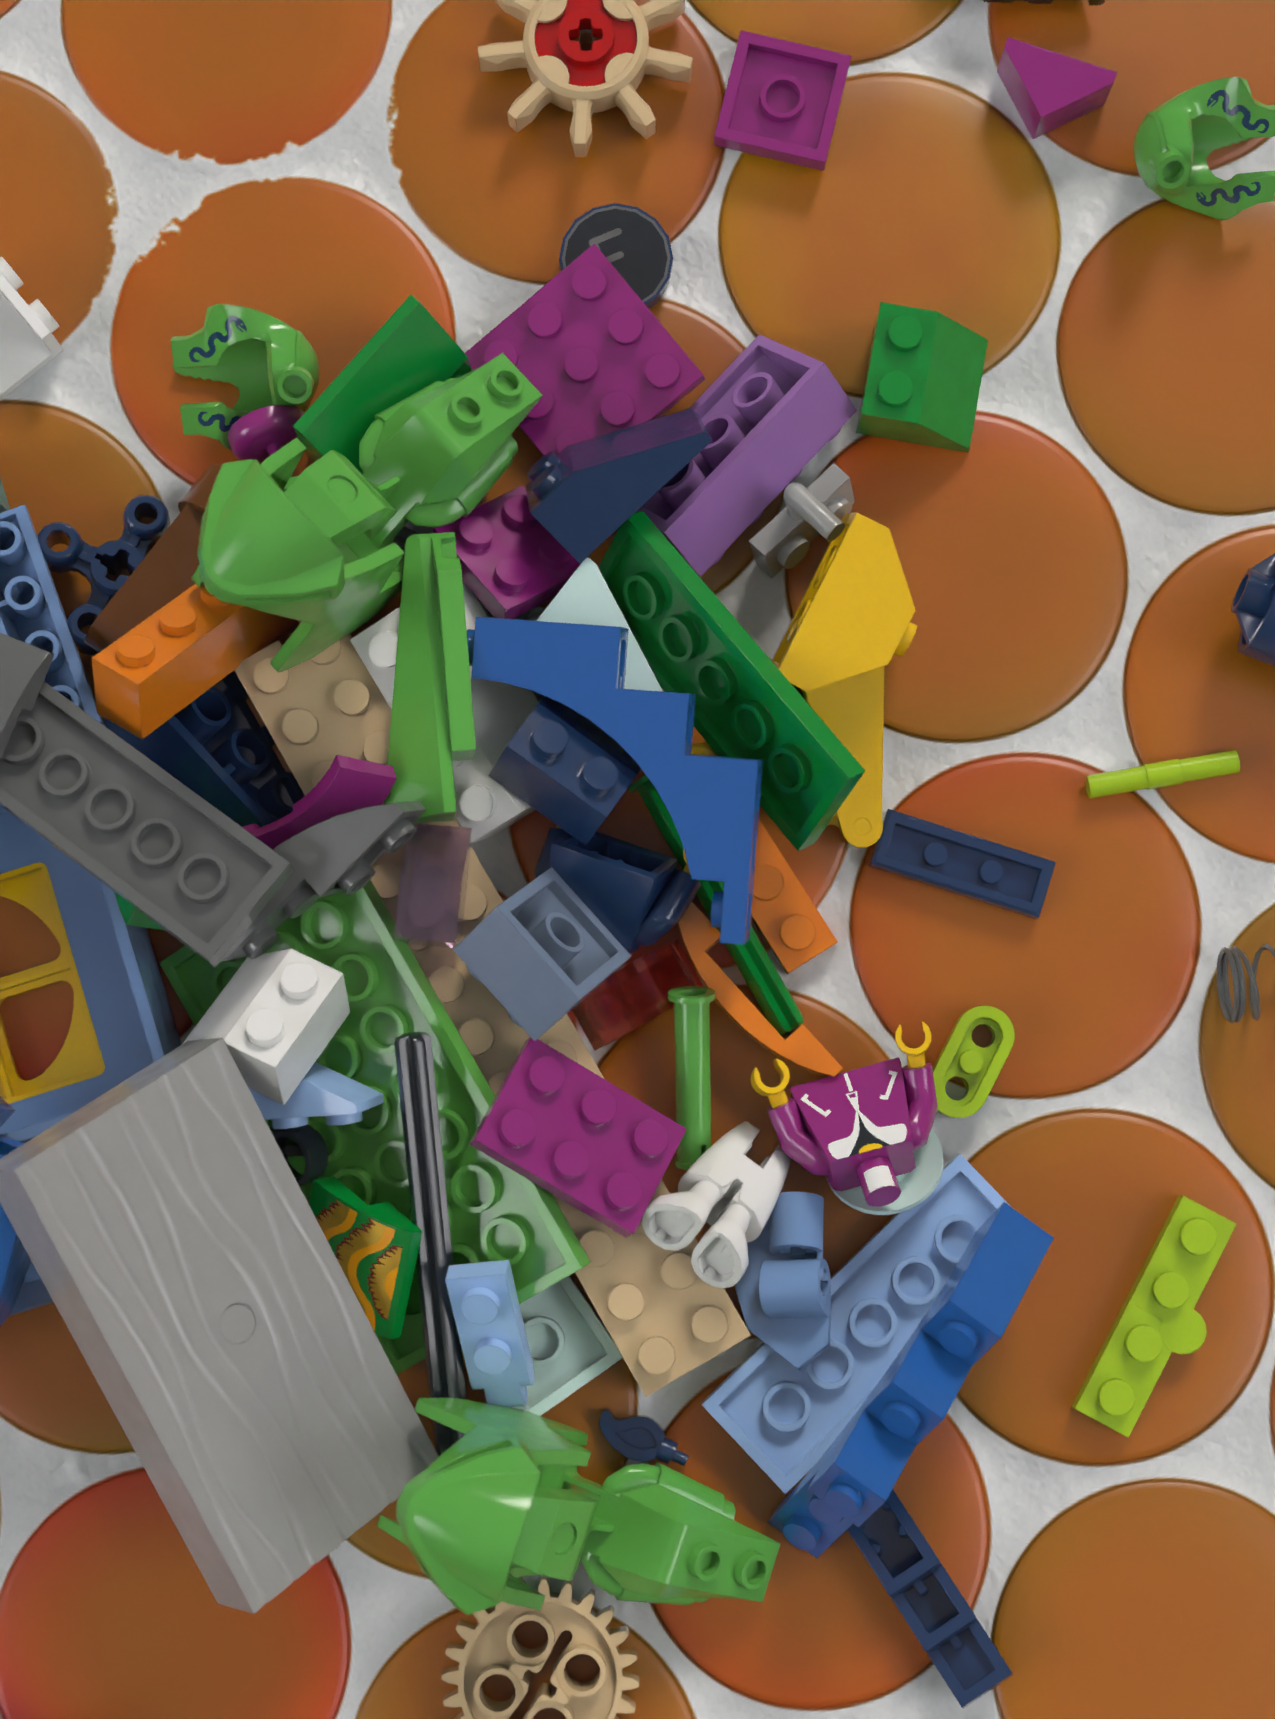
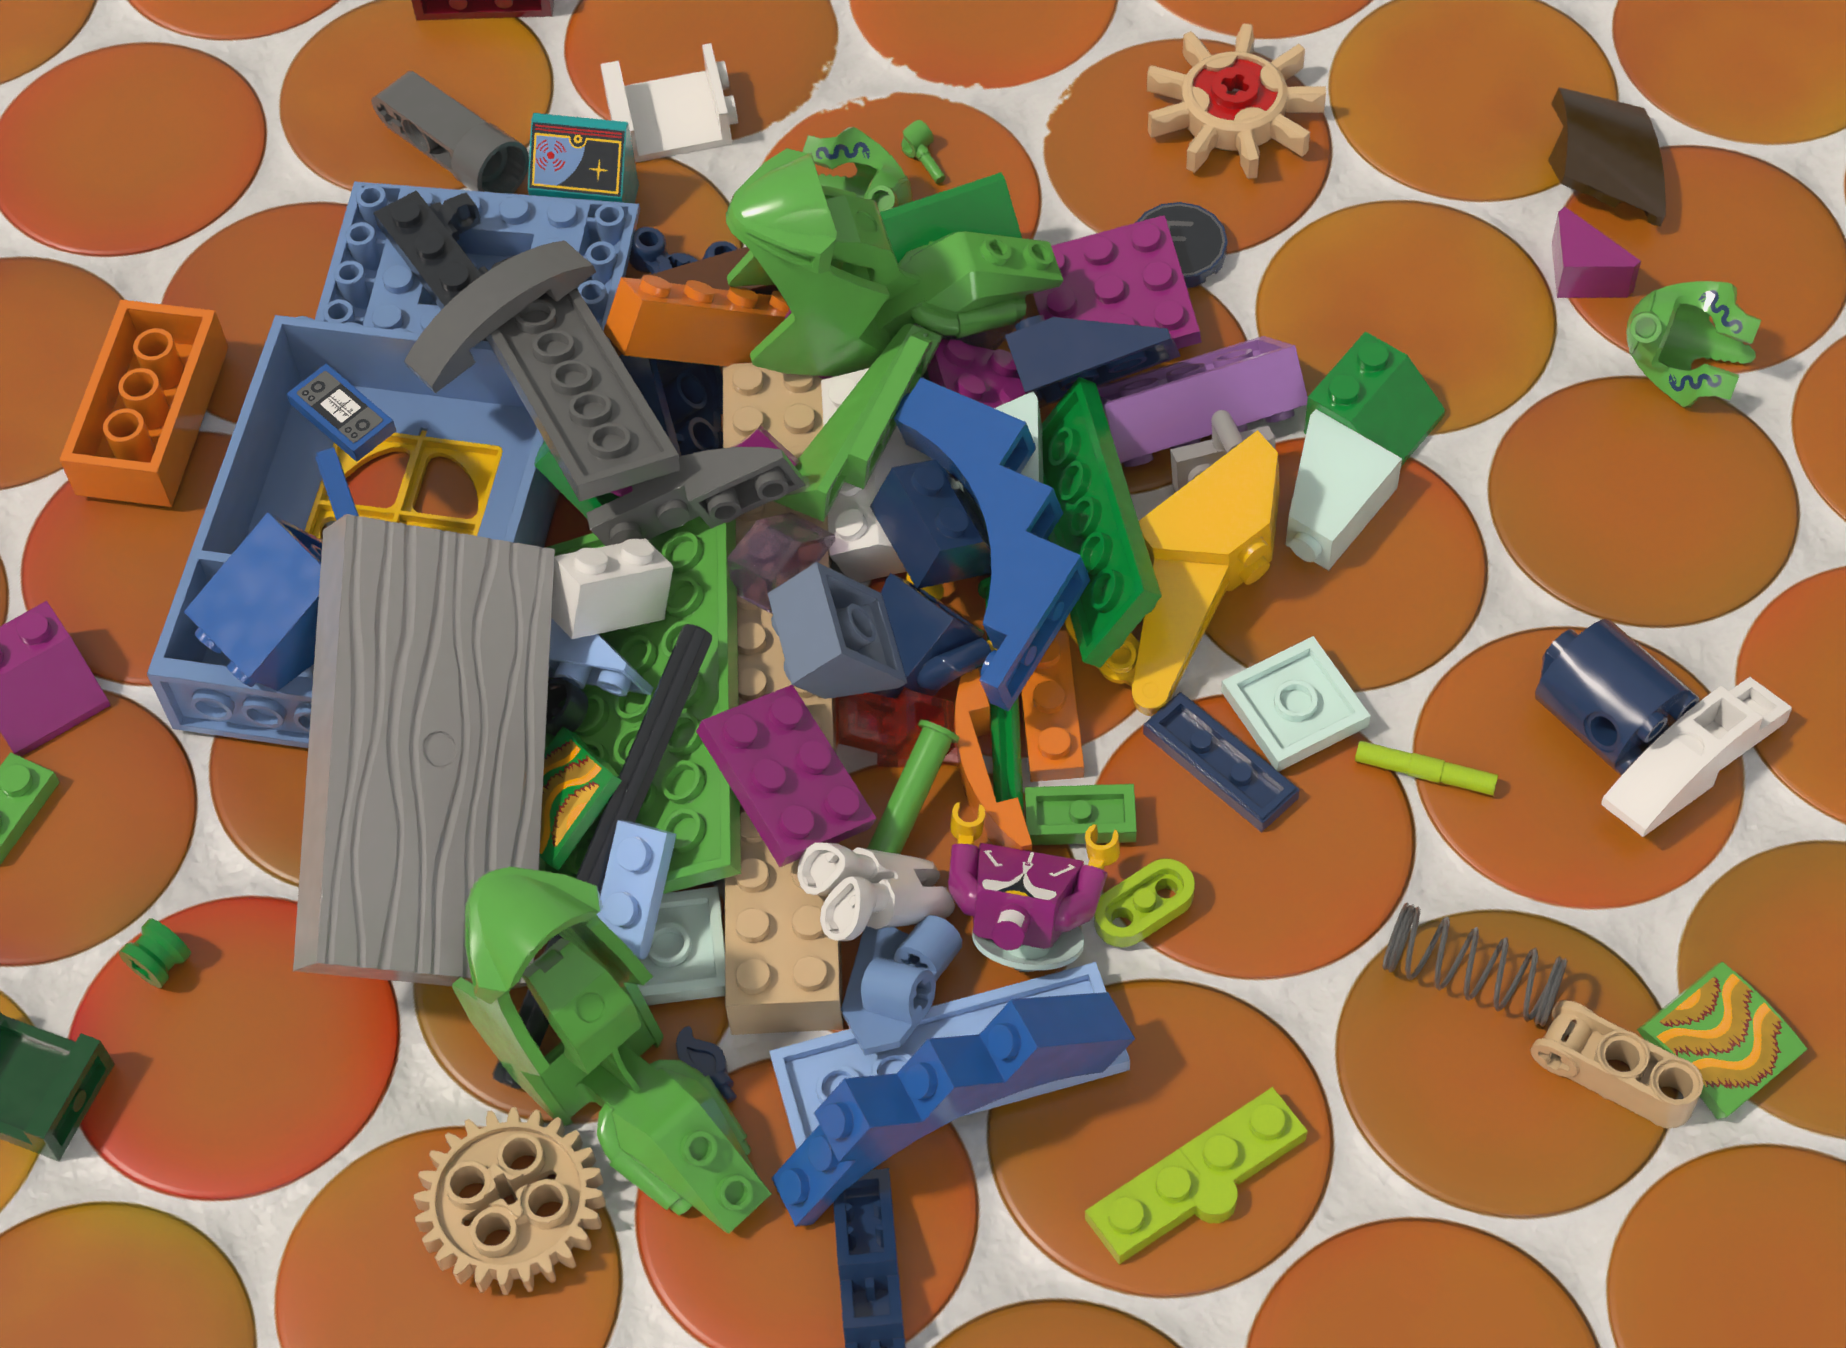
camera: 30 degrees right, 25 degrees down
(41, 1608) = (155, 953): none -> green wheel
(265, 261) = (914, 143): none -> bright green hand
(782, 100) = (1366, 191): magenta plate -> none
(861, 996) = (1066, 812): none -> bright green plate
(928, 498) = (1337, 489): none -> light aqua slope
(1007, 768) = (1295, 703): none -> light aqua plate

